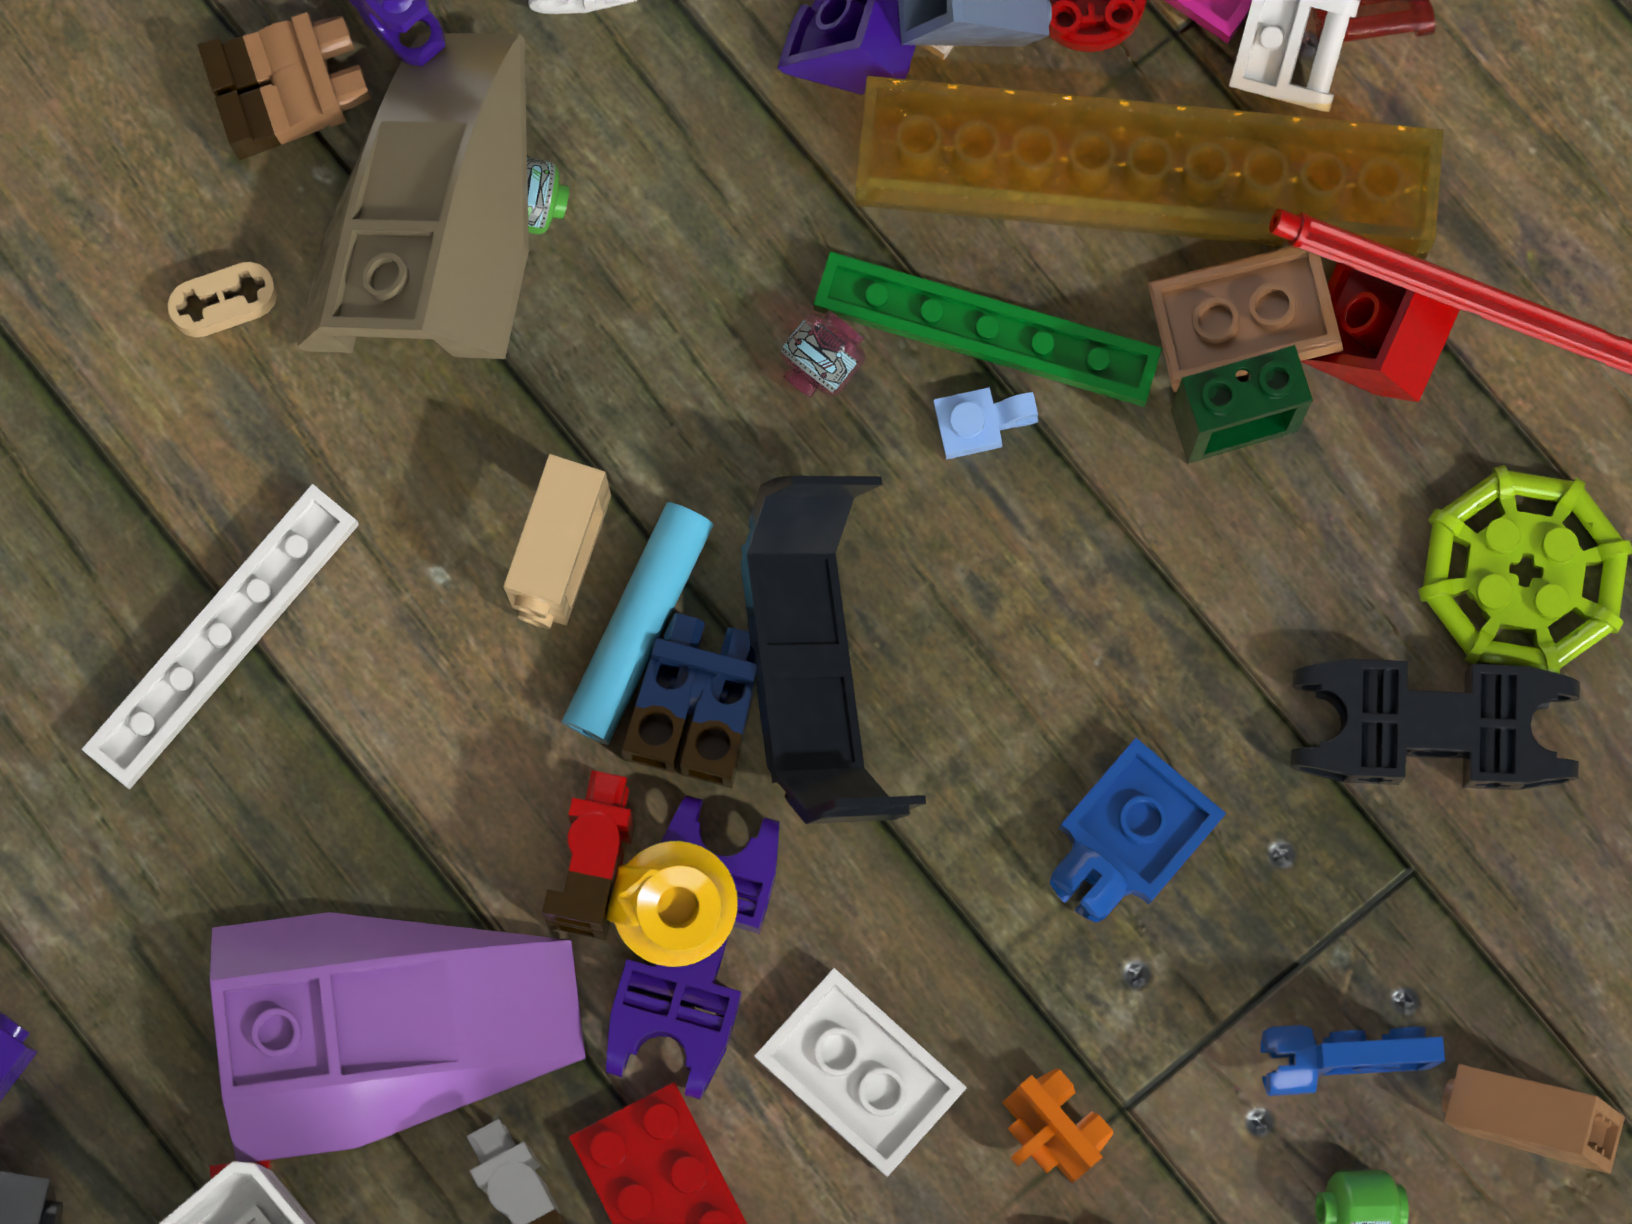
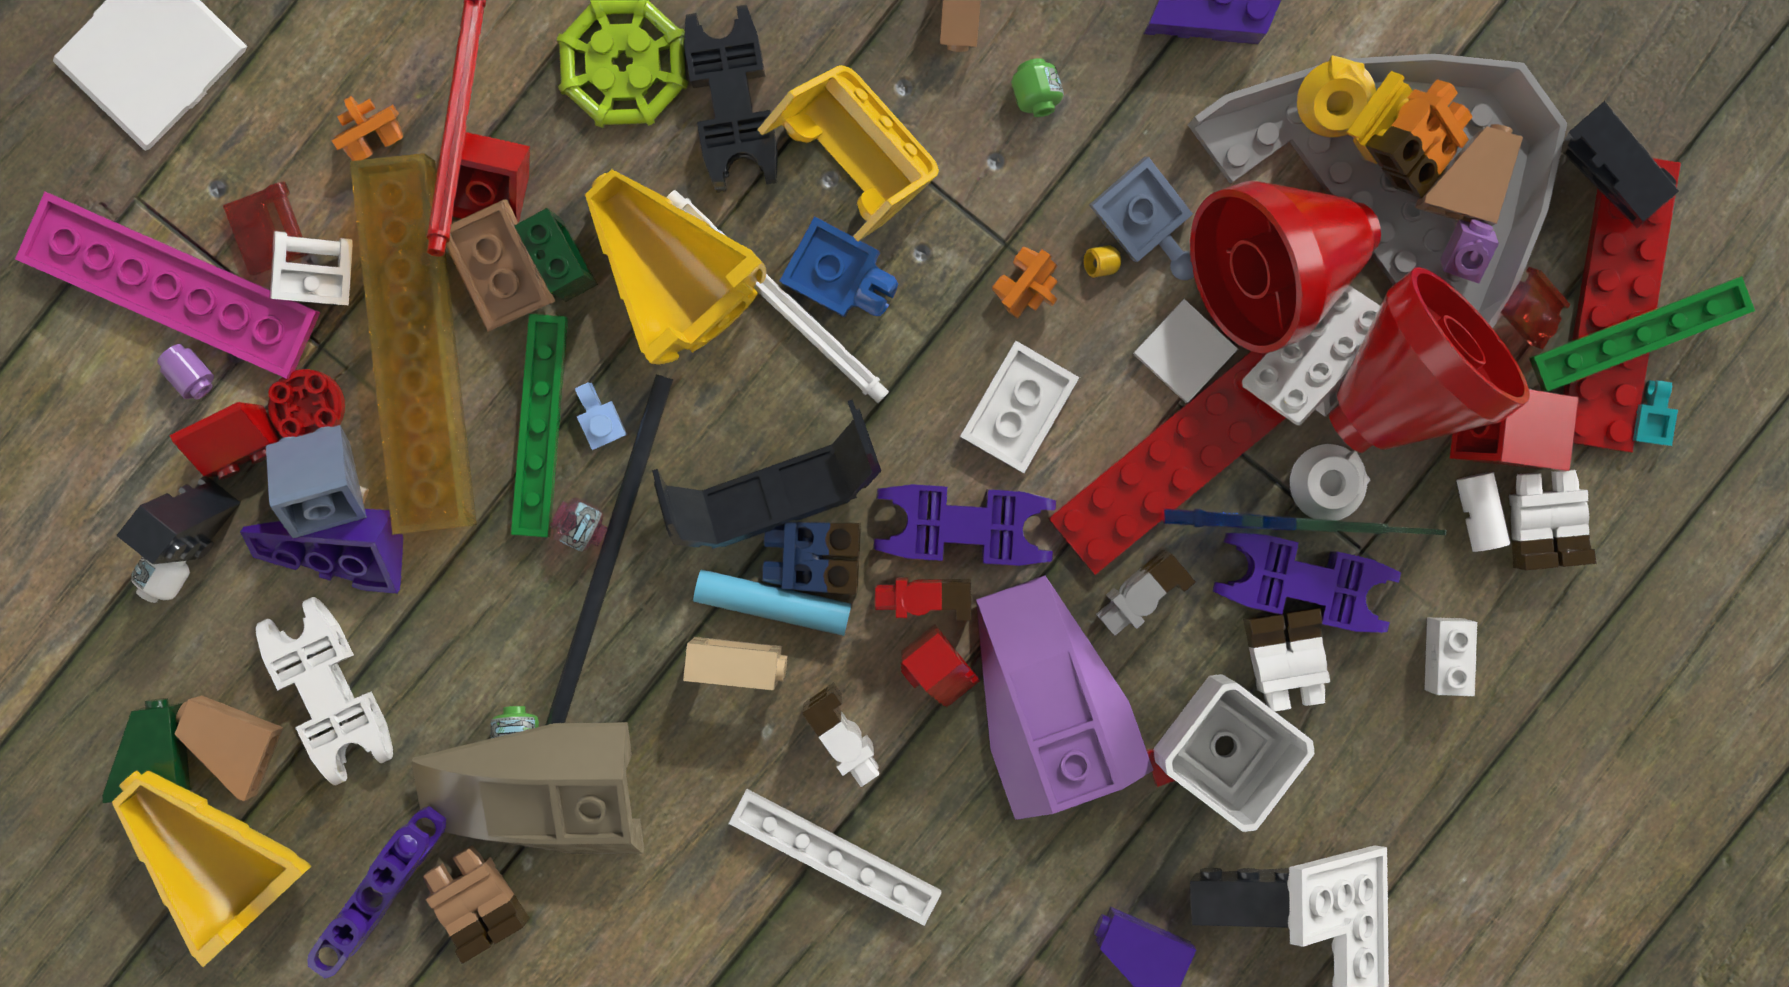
camera: 105 degrees left, 10 degrees up
(217, 287) = (614, 911): tan beam -> none
(406, 680) = (841, 735): none -> white hips
(477, 852) = (937, 667): none -> red wedge
(673, 903) = (945, 541): yellow piece -> none
(776, 396) = (609, 550): none -> black piece
(1111, 731) = (803, 321): none -> white piece
(1186, 570) = (670, 268): none -> yellow cone
(1334, 916) = (861, 137): none -> yellow windscreen
(1343, 1055) = (949, 114): blue plate -> none
(1481, 144) = (353, 139): none -> orange hips

